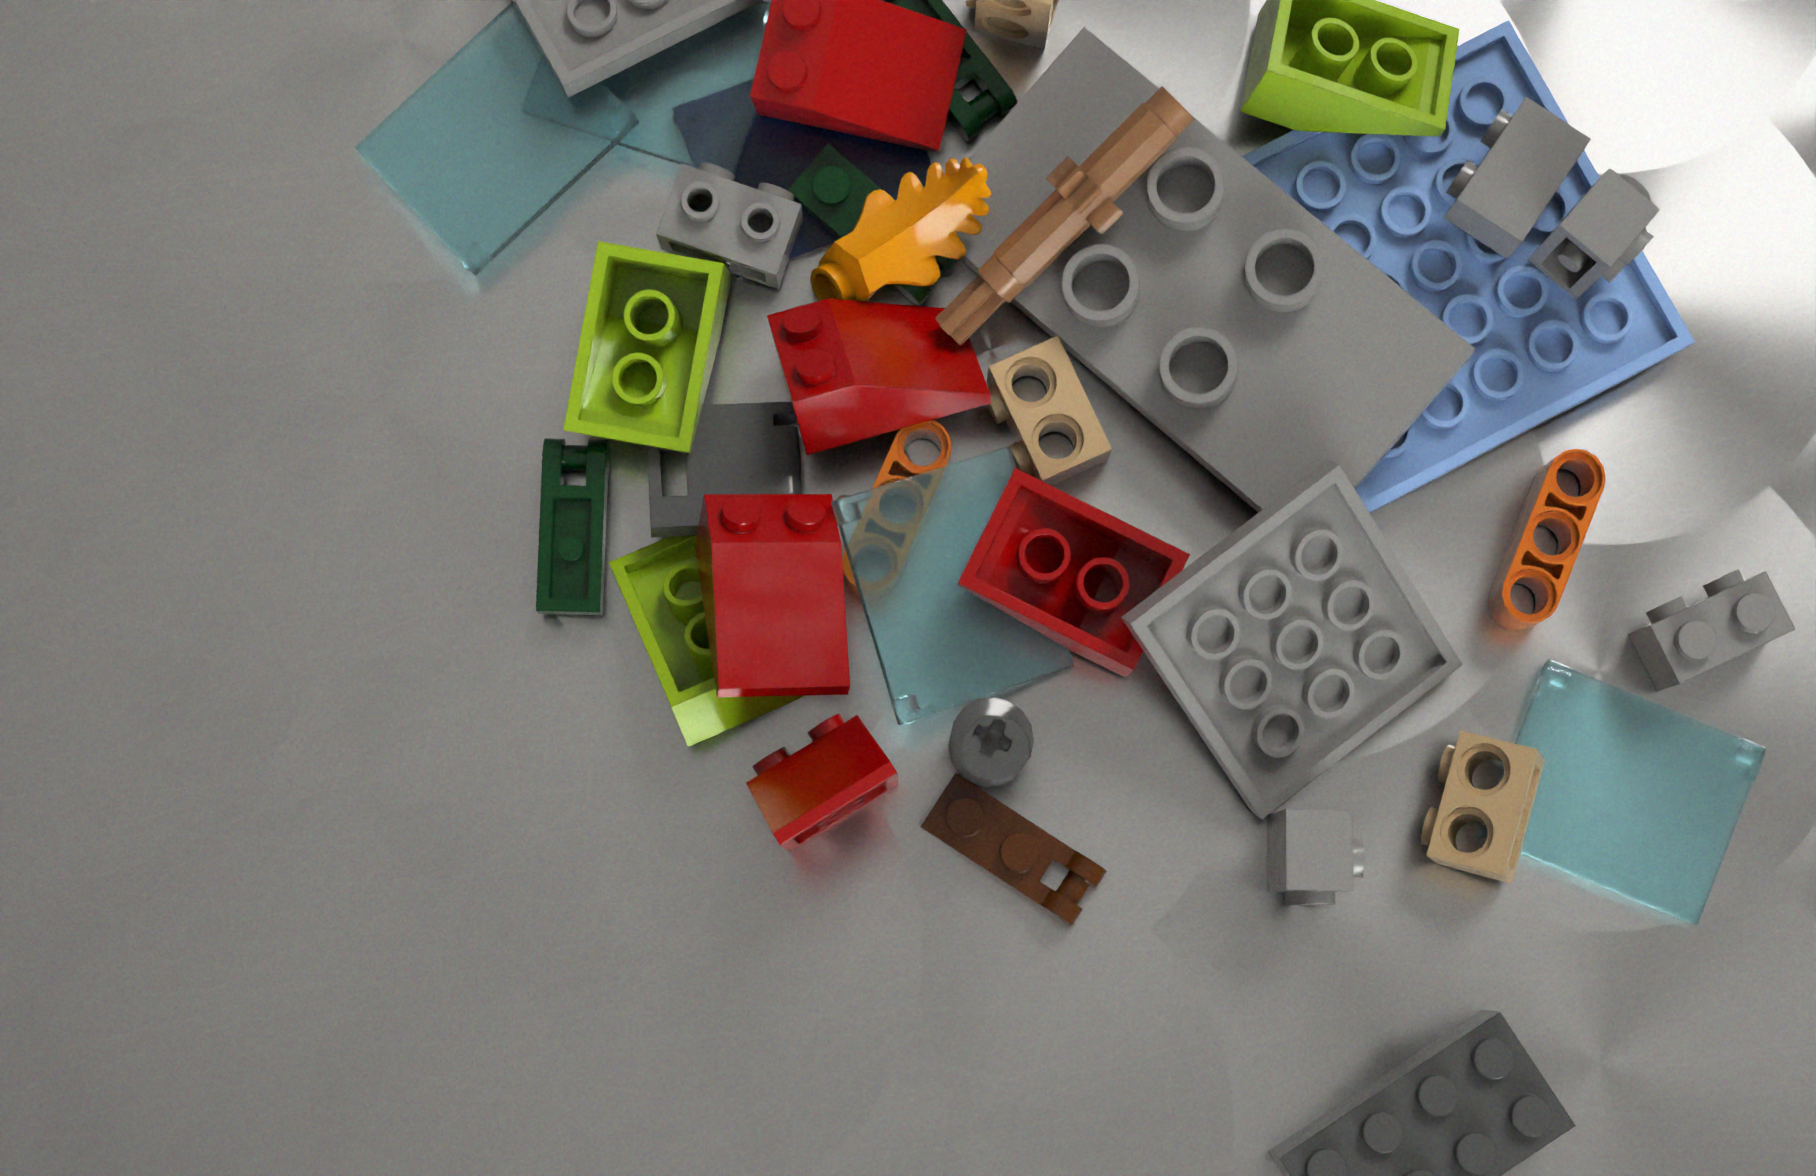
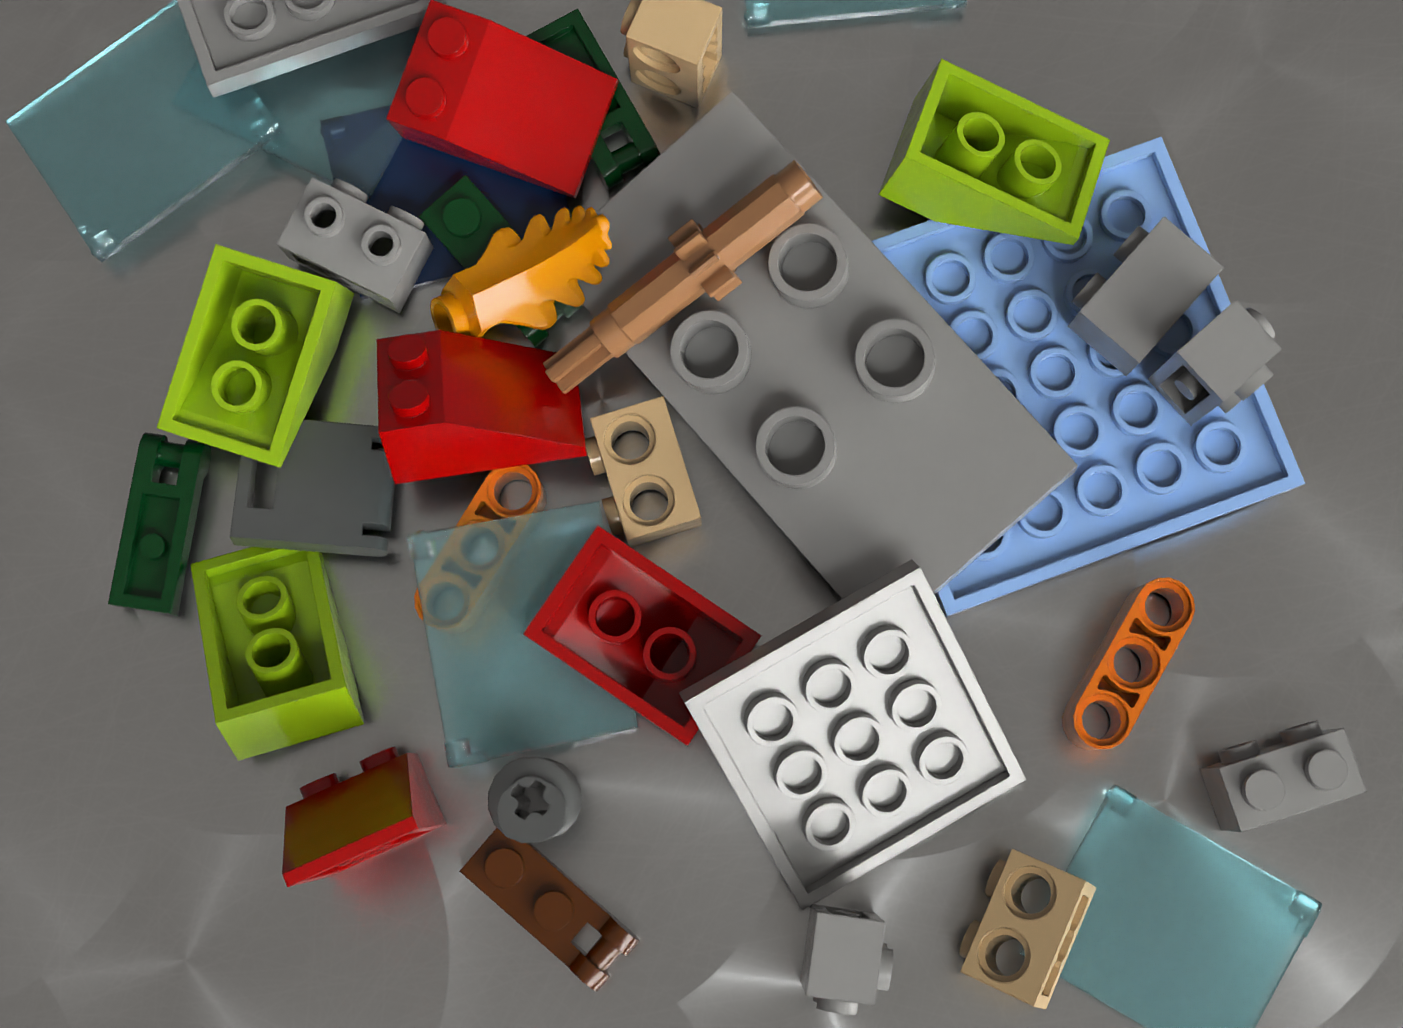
camera: 10 degrees right, 0 degrees up
(773, 594) = (335, 624): red slope -> none

